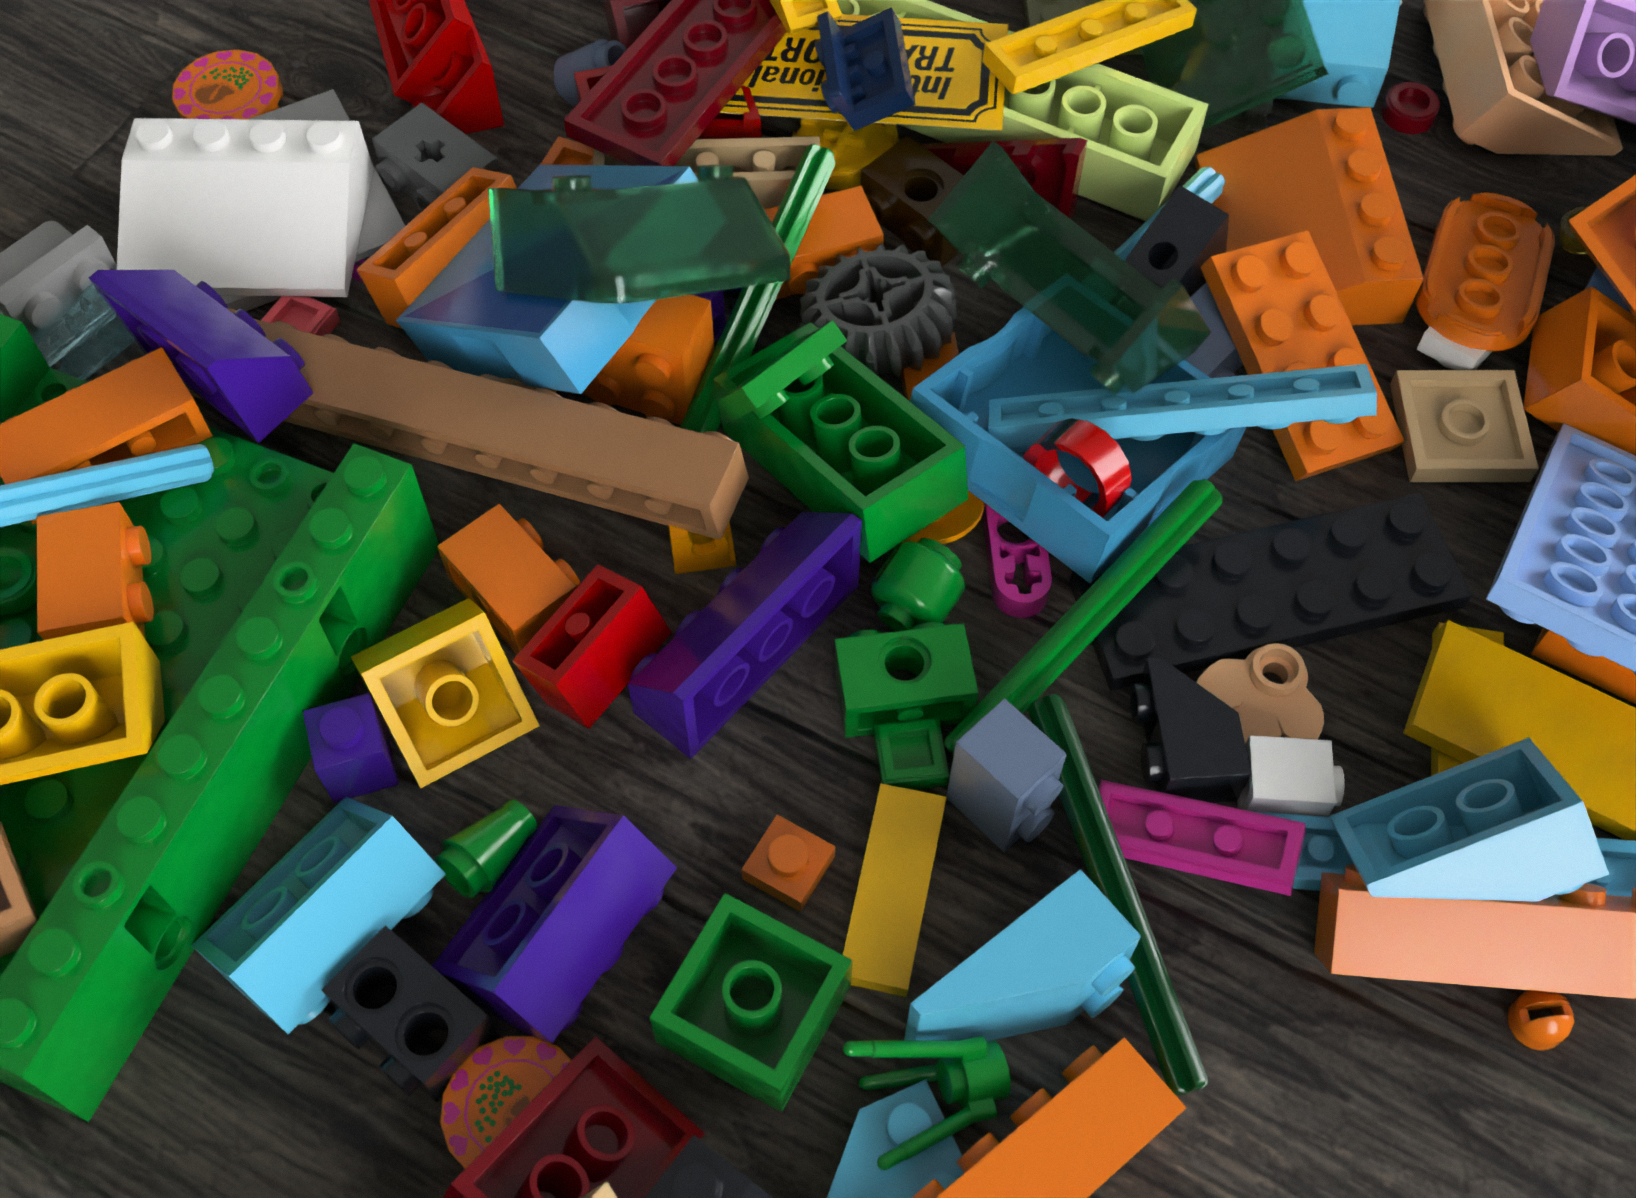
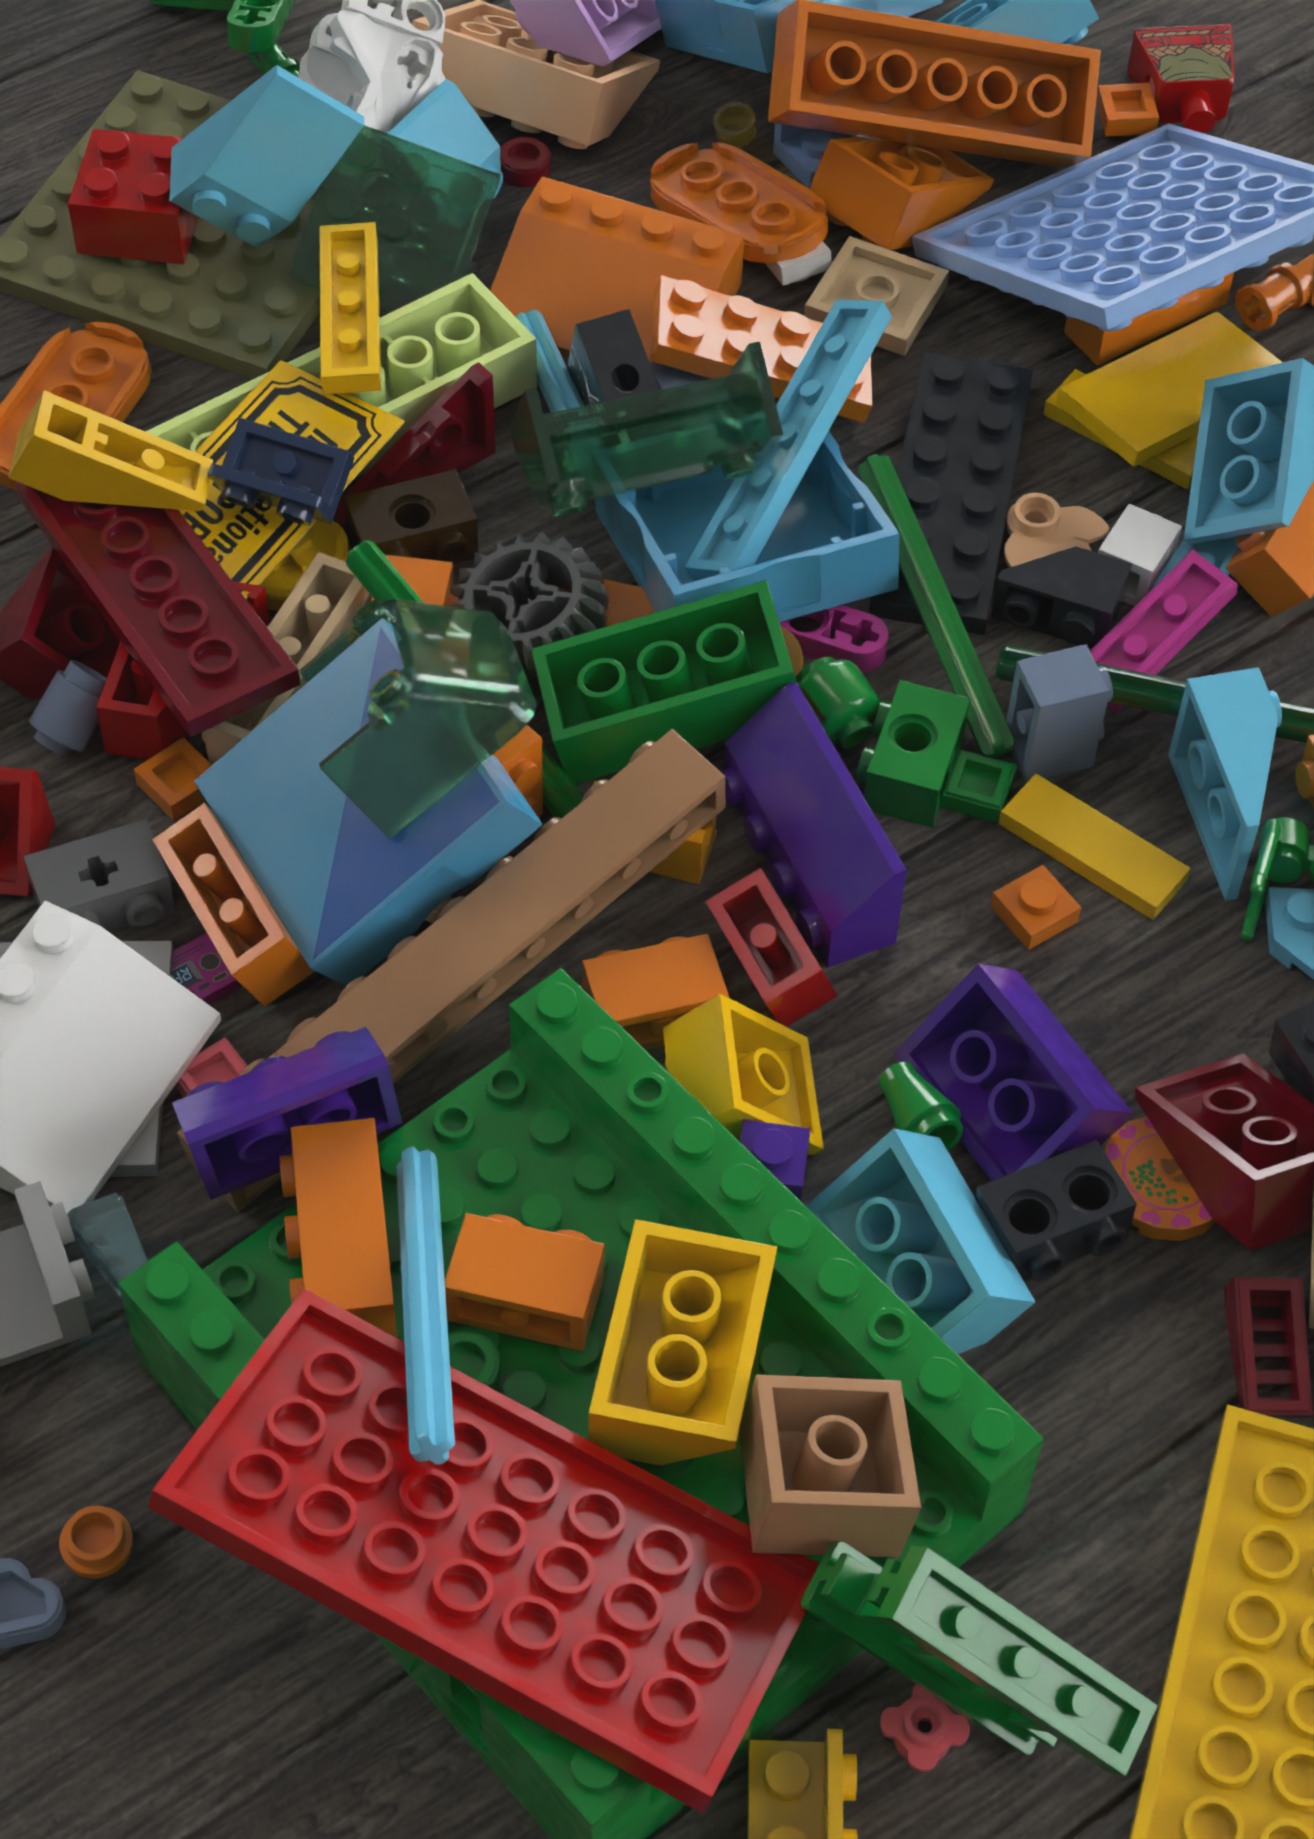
camera: 65 degrees left, 5 degrees down
(752, 1001) = (1164, 961): green brick -> none
(803, 360) = (607, 672): green plate -> none
(1095, 450) = (803, 505): red piece -> none

